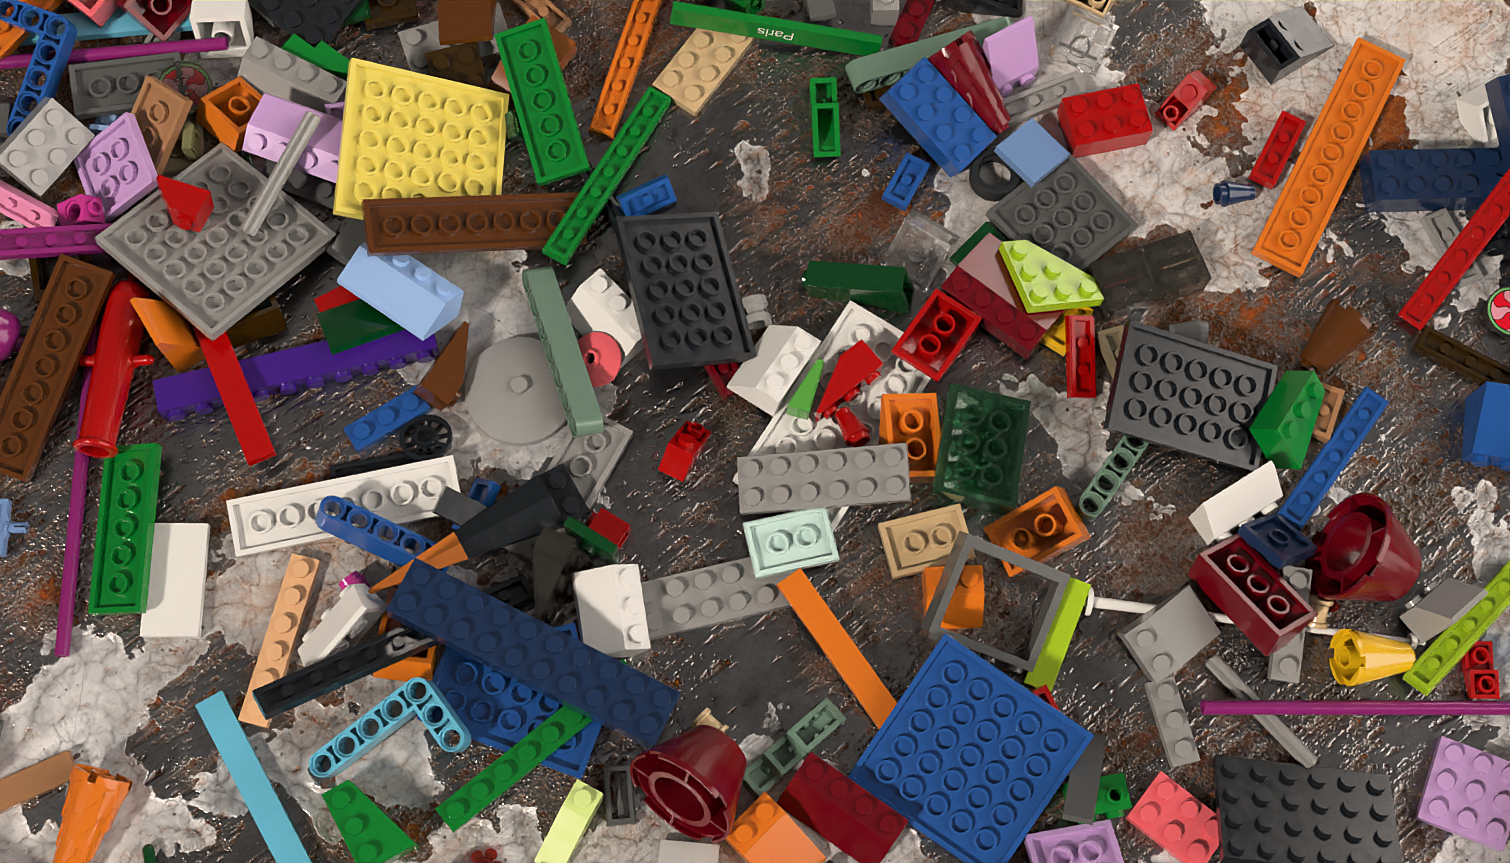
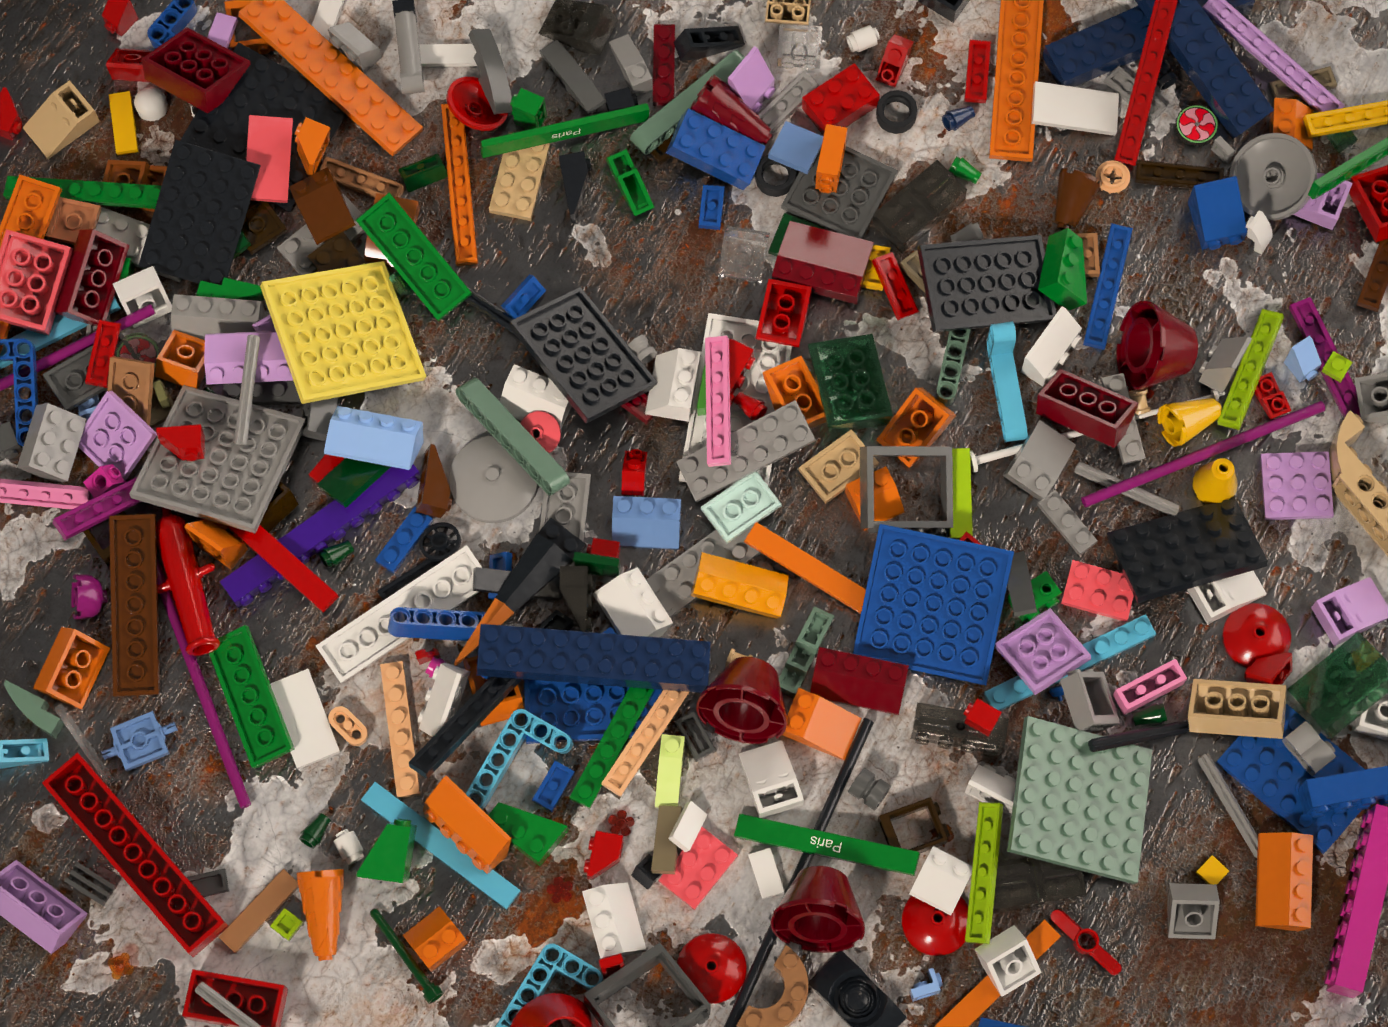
camera: 15 degrees left, 0 degrees up
(39, 820) = (286, 924): none -> lime plate
(125, 720) = (314, 832): none -> dark green cone
(151, 61) = (103, 348): none -> red tile
(154, 756) = (348, 846): none -> white brick
(194, 790) = (391, 854): none -> green slope
(220, 613) = (349, 726): none -> light nougat plate
(297, 792) = (466, 825): none -> orange slope
(302, 403) = (335, 554): none -> dark green cone
(343, 565) = (423, 656): none -> red tile
(425, 786) = (553, 786): none -> blue plate
(462, 223) = (406, 369): reddish brown plate -> none
(552, 778) = (643, 740): none -> light nougat plate
(598, 15) = (423, 172): none -> dark green slope
(607, 176) = (486, 292): green tile -> none
(673, 514) = (646, 522): none -> medium blue slope
(750, 636) = (740, 585): none -> light orange slope
(764, 90) = (575, 179): none -> black slope
(814, 407) = (718, 401): none -> bright pink plate
(854, 19) = (620, 99): none -> black brick
(863, 284) = (712, 297): dark green slope -> none
(1046, 280) = (847, 239): lime plate -> none
(1066, 179) = (831, 158): none -> orange window
(1159, 62) = (863, 38): none -> white brick
(1170, 141) = (896, 96): none -> black tyre
(1174, 481) = (1000, 349): none -> medium azure beam
(1216, 256) = (964, 170): none -> green cone
(1277, 540) = (1090, 362): dark blue plate -> none
(1373, 747) = (1215, 481): none -> yellow cone
(1375, 236) = (1075, 108): none -> white tile
(1400, 332) = (1120, 171): none -> light nougat gear

